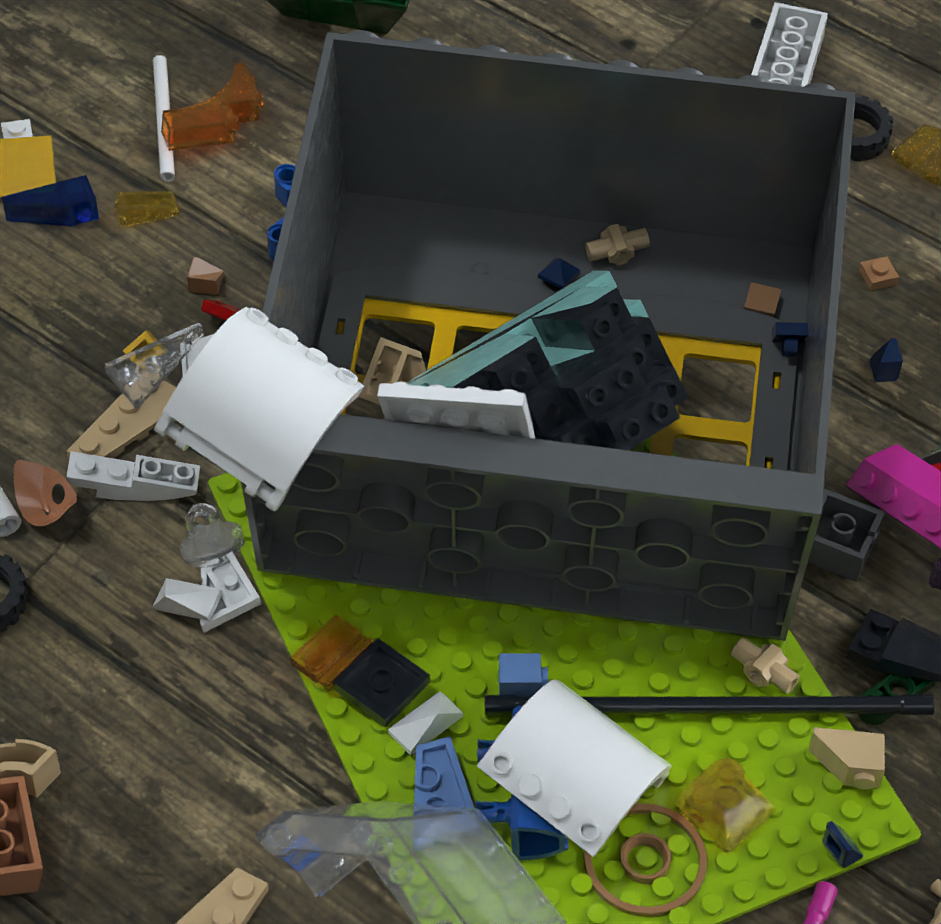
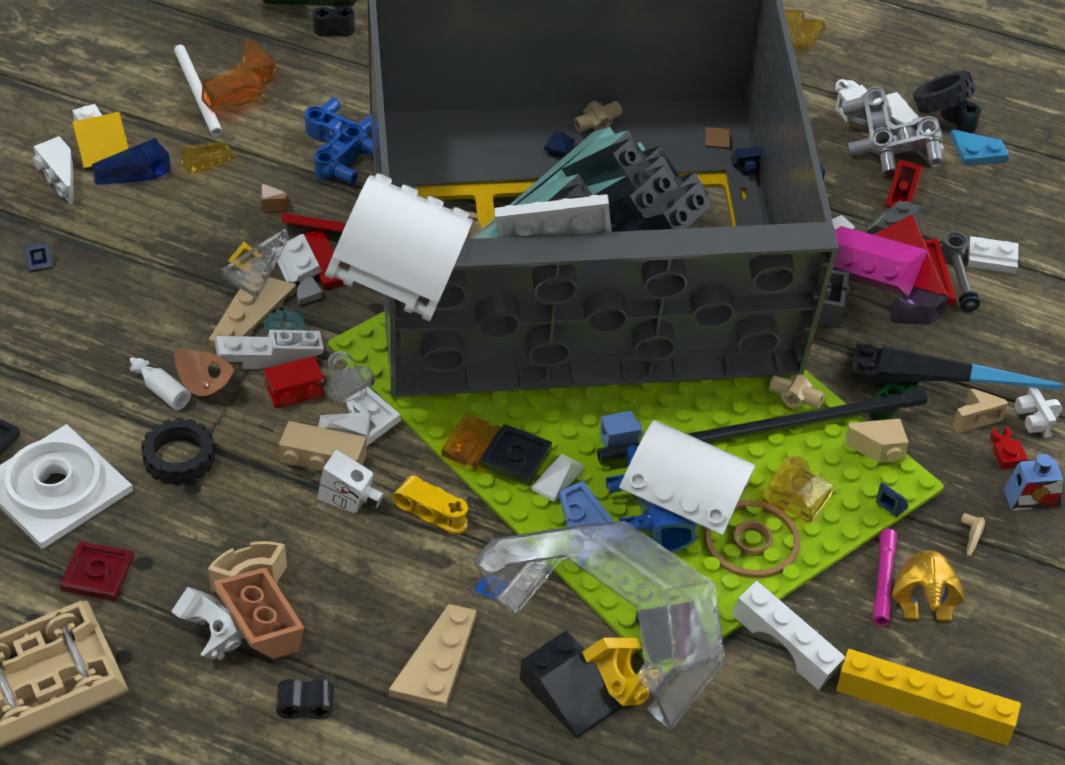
camera: 15 degrees left, 5 degrees down
(147, 528) = (294, 382): none -> red brick
(149, 447) = (274, 321): none -> clear light blue gear
(152, 626) = (314, 445): none -> tan brick
(163, 680) = (347, 484): none -> white torso
(260, 728) = (432, 504): none -> yellow piece
(906, 435) = (841, 221): none -> white sticker

